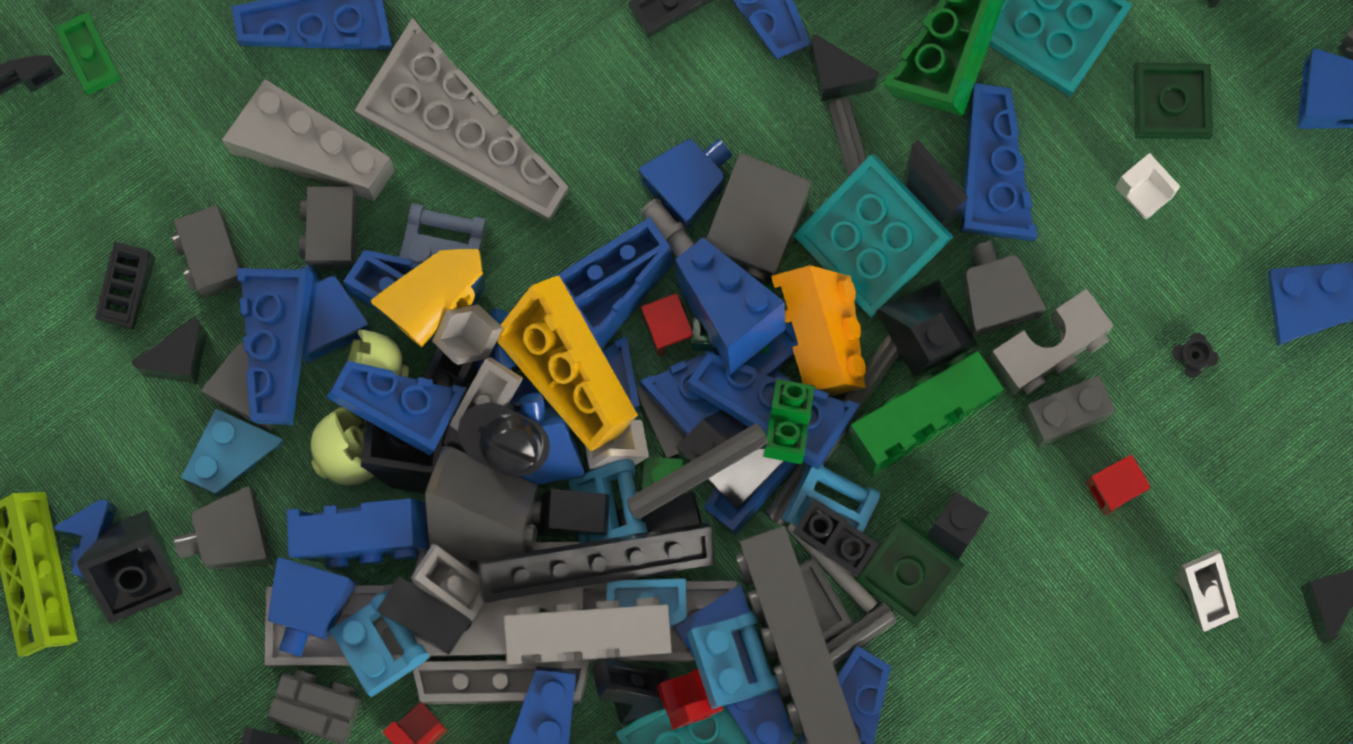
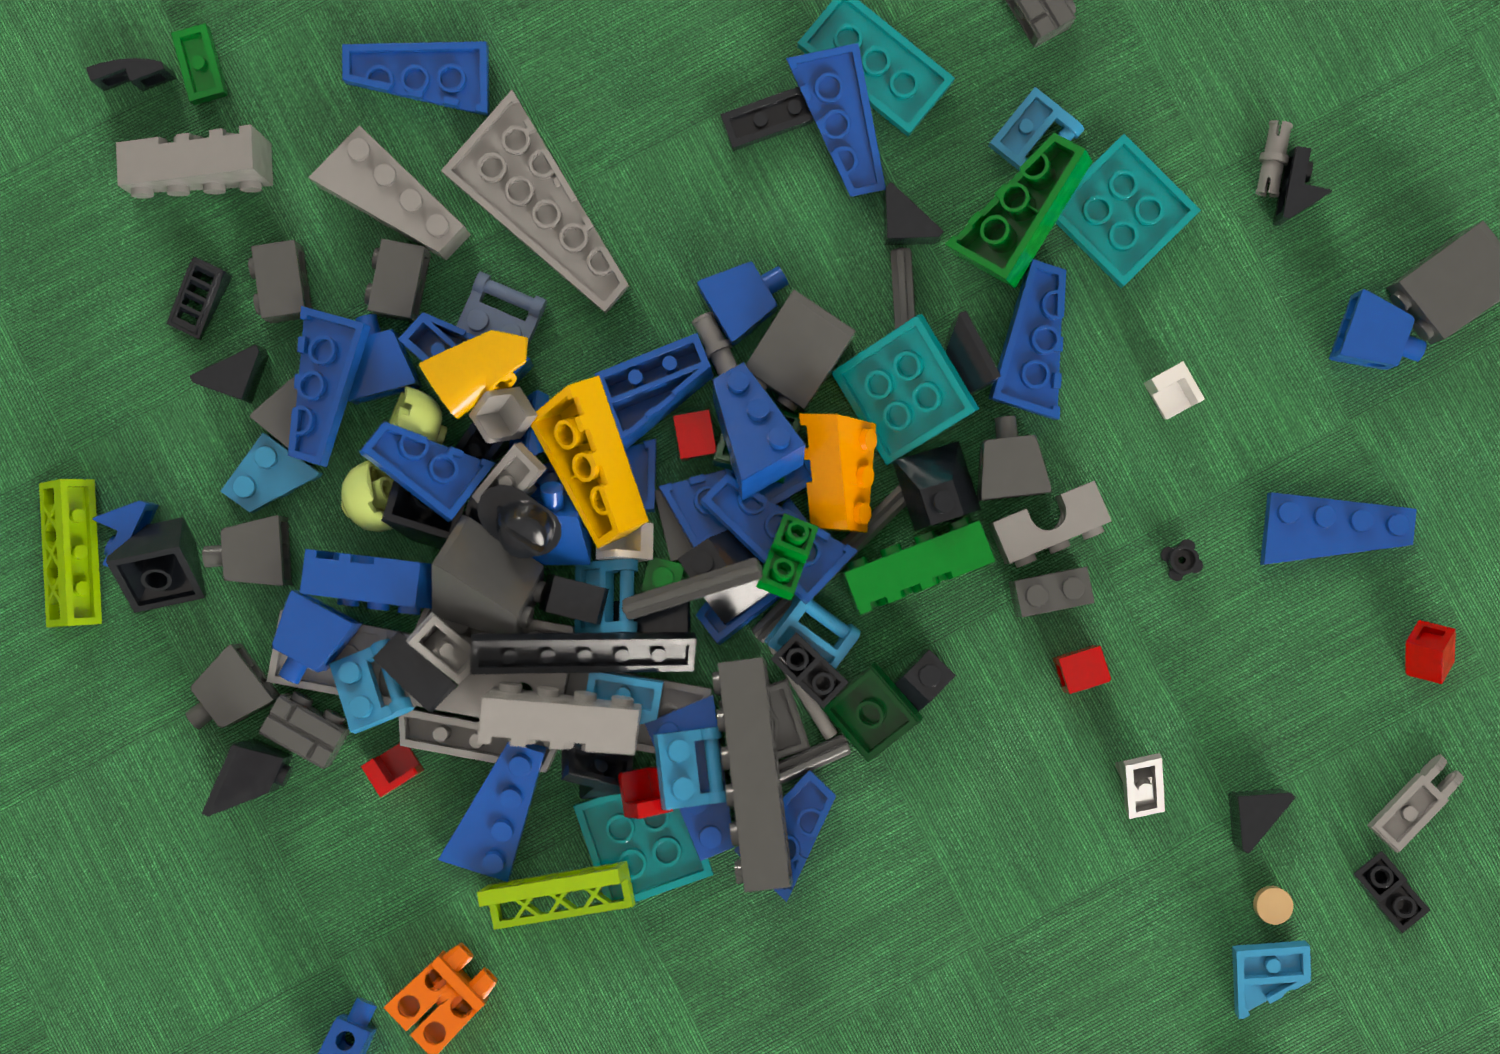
camera: 15 degrees right, 10 degrees up
(100, 150) = (195, 163): none -> light grey wedge
(227, 683) = (230, 690): none -> dark grey torso
(1173, 101) = (1217, 310): dark green tile -> none

